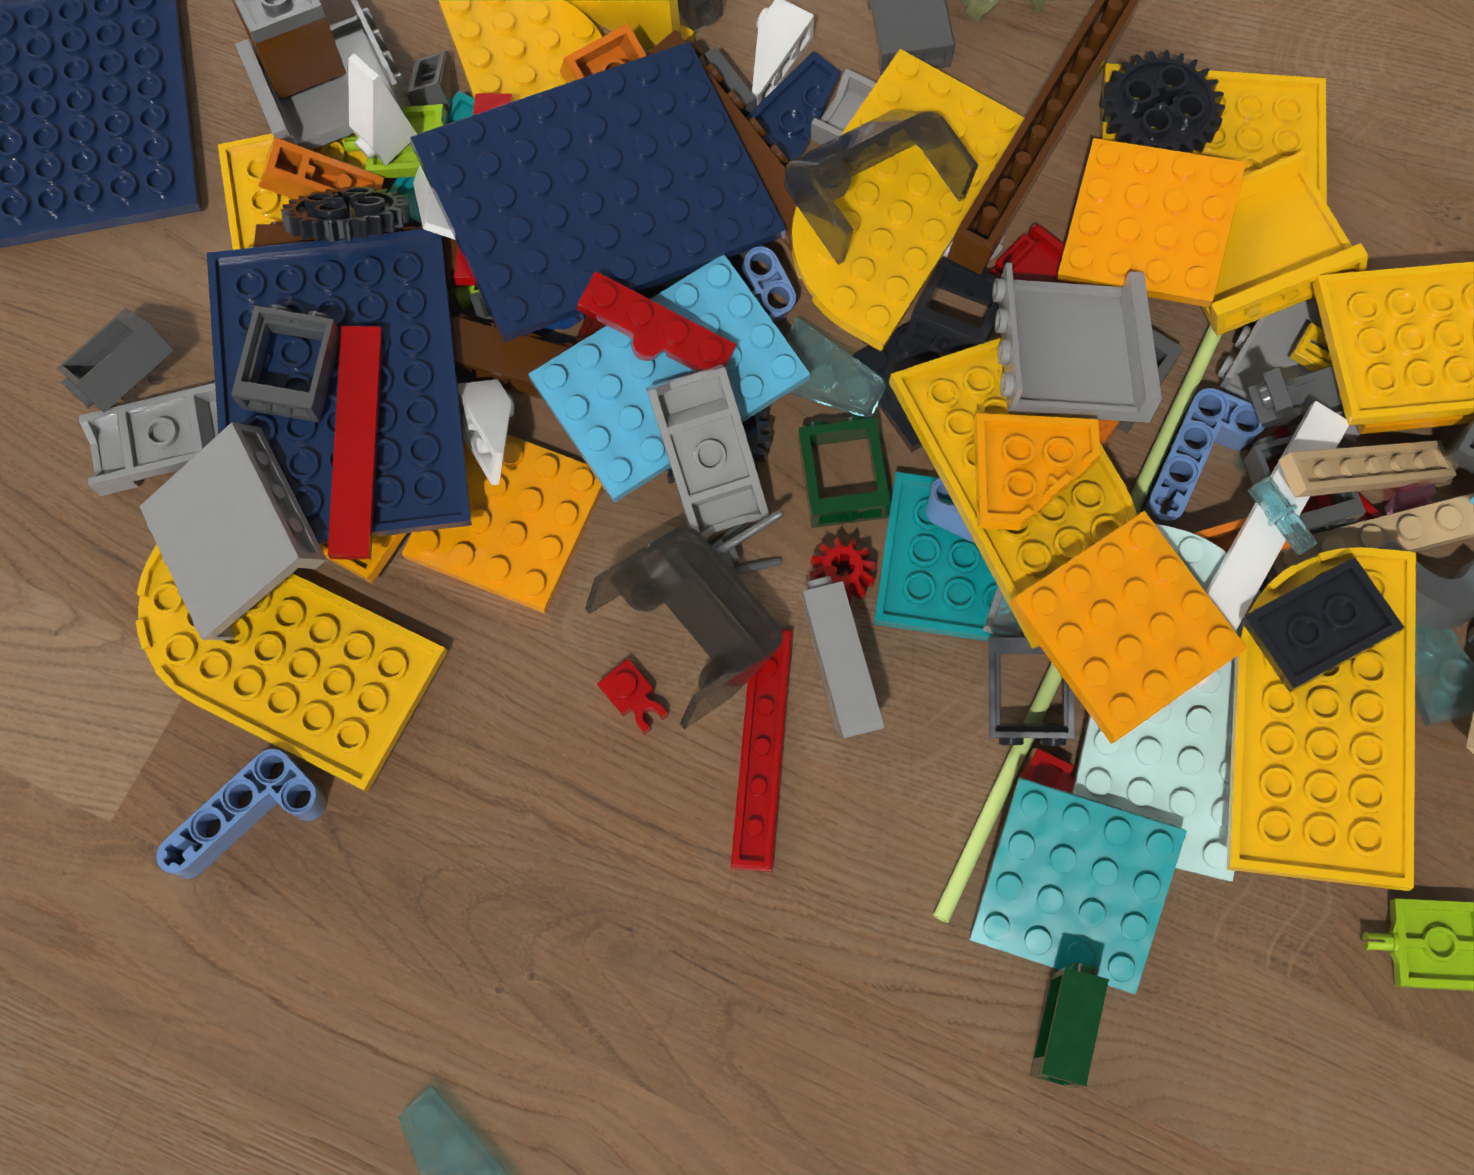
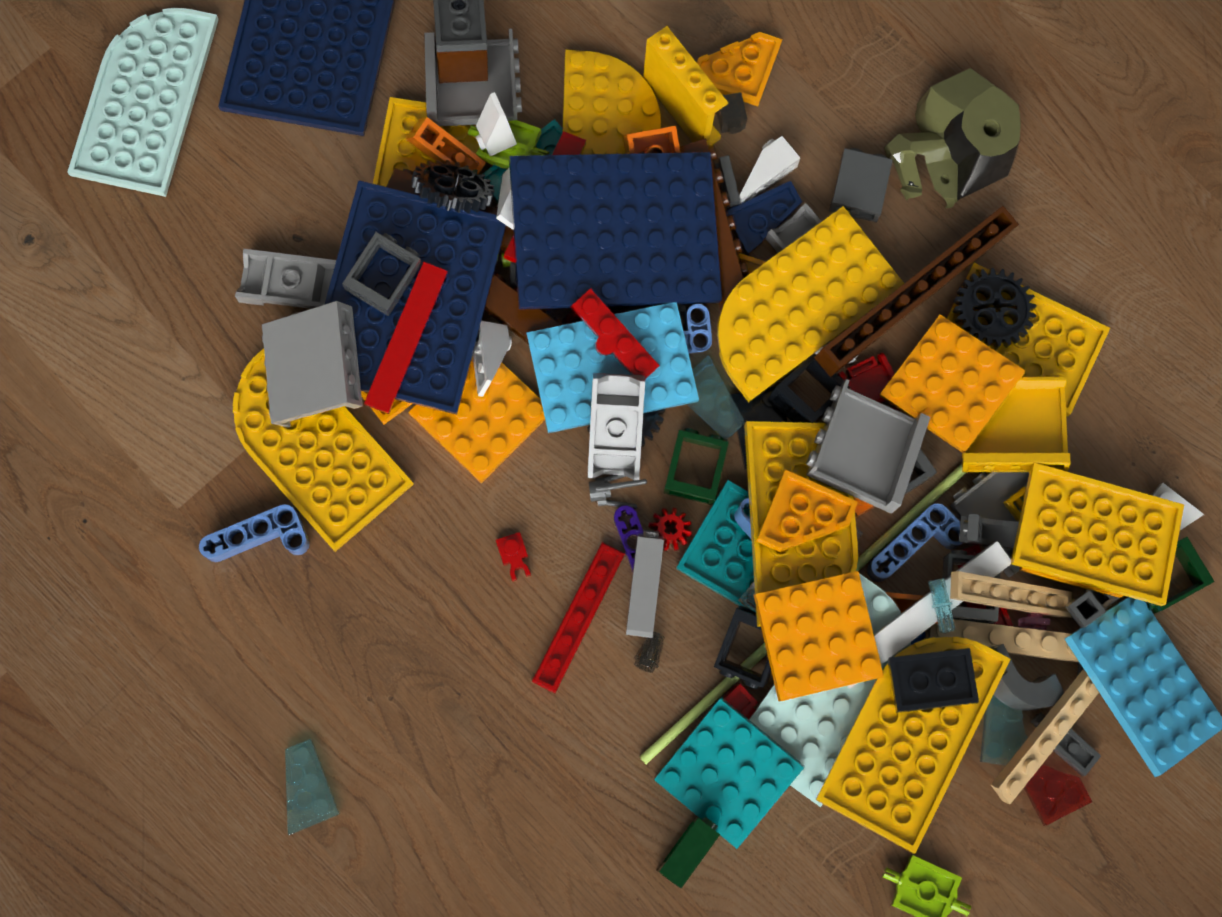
camera: 10 degrees right, 5 degrees up
(114, 360) = (276, 221): dark grey window -> none
(431, 81) = (539, 109): dark grey slope -> none
(708, 602) = (581, 517): clear smoke windscreen -> none
(771, 595) = (621, 526): none -> dark purple beam
(826, 171) = (752, 279): clear smoke windscreen -> none
(886, 758) = (649, 653): none -> clear smoke cone

